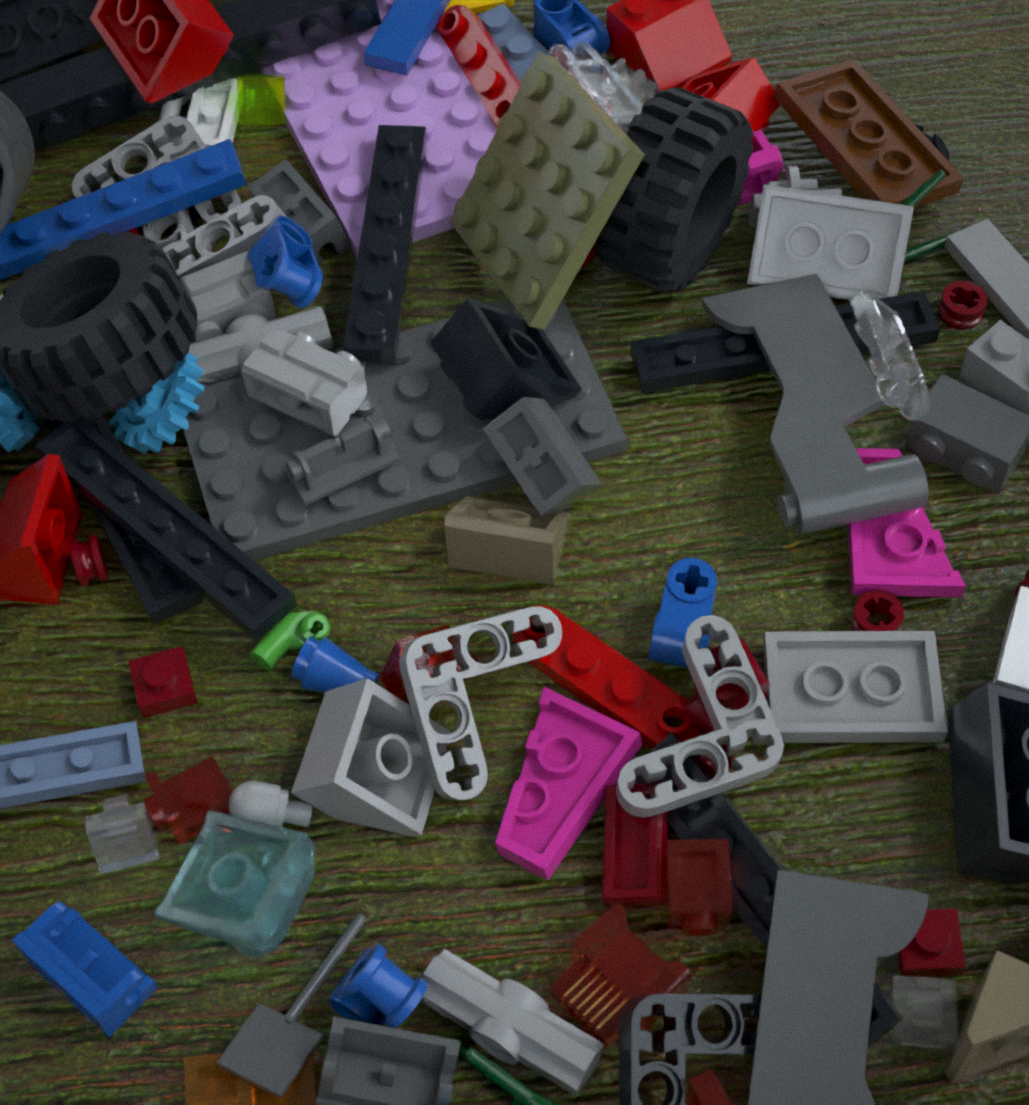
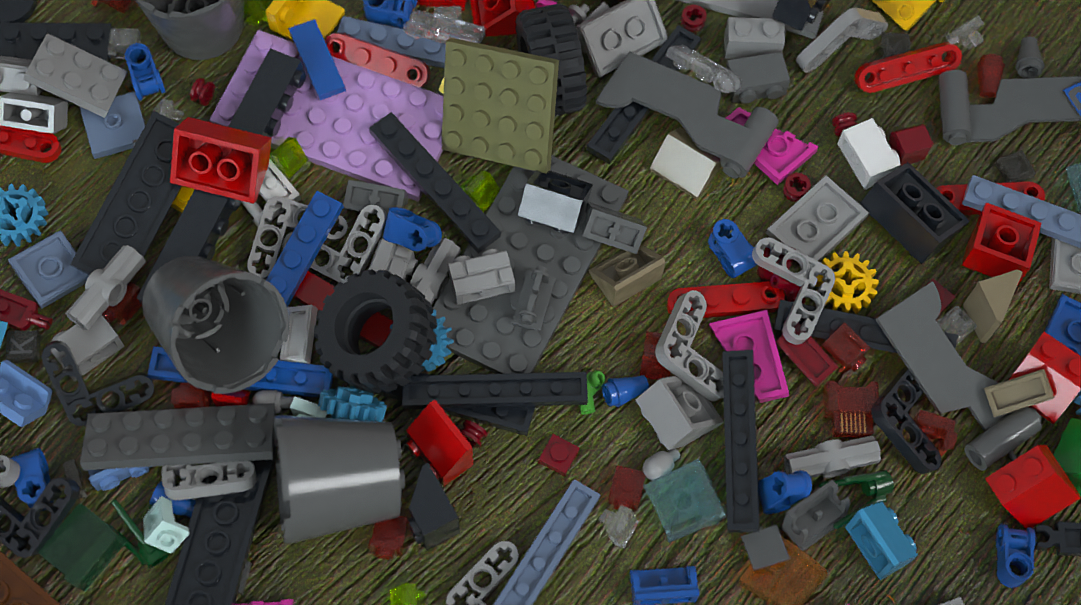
camera: 50 degrees left, 10 degrees up
(394, 872) = (740, 442): none -> black plate
(435, 295) = (482, 190): none -> clear neon green tile
(739, 465) = (685, 164): none -> slope
(806, 809) = (850, 280): none -> yellow gear

